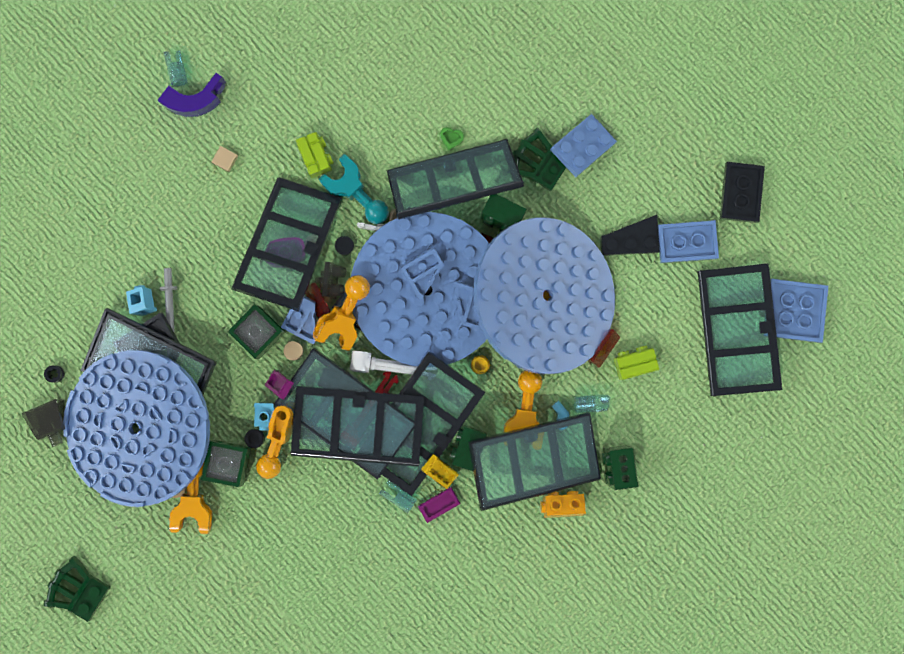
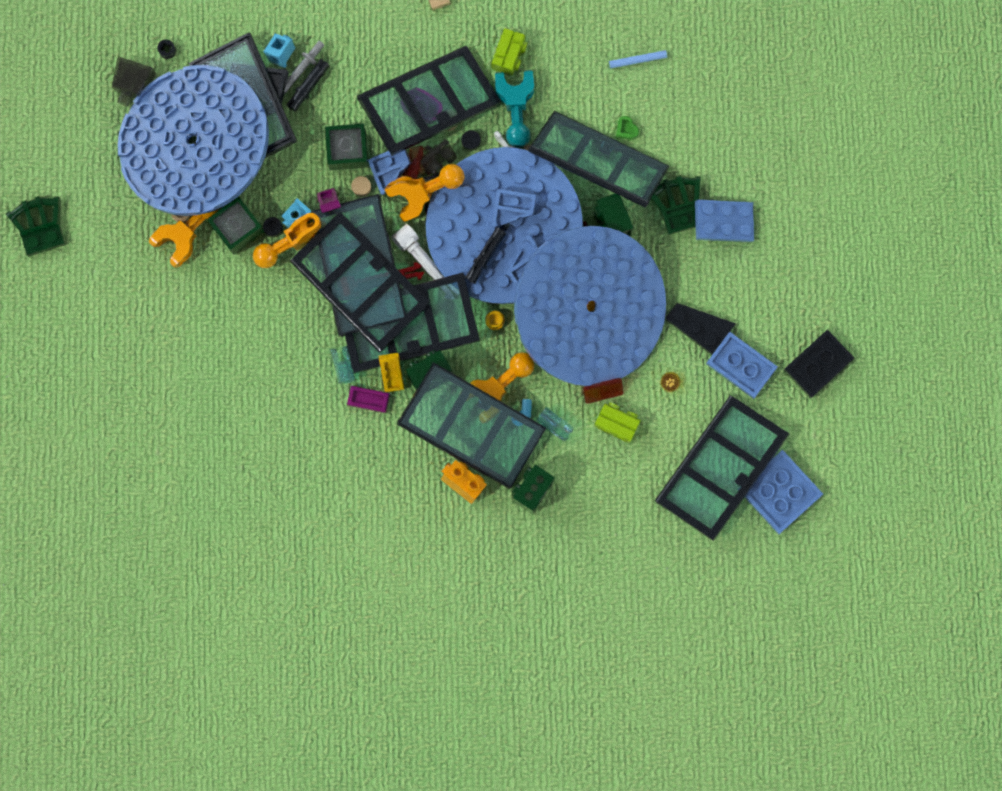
camera: 45 degrees right, 5 degrees down
(186, 309) = (306, 87): none -> black pin
(413, 79) = (638, 59): none -> light blue bar
(434, 325) = (485, 255): none -> black pin
(646, 299) = (670, 382): none -> clear yellow tile

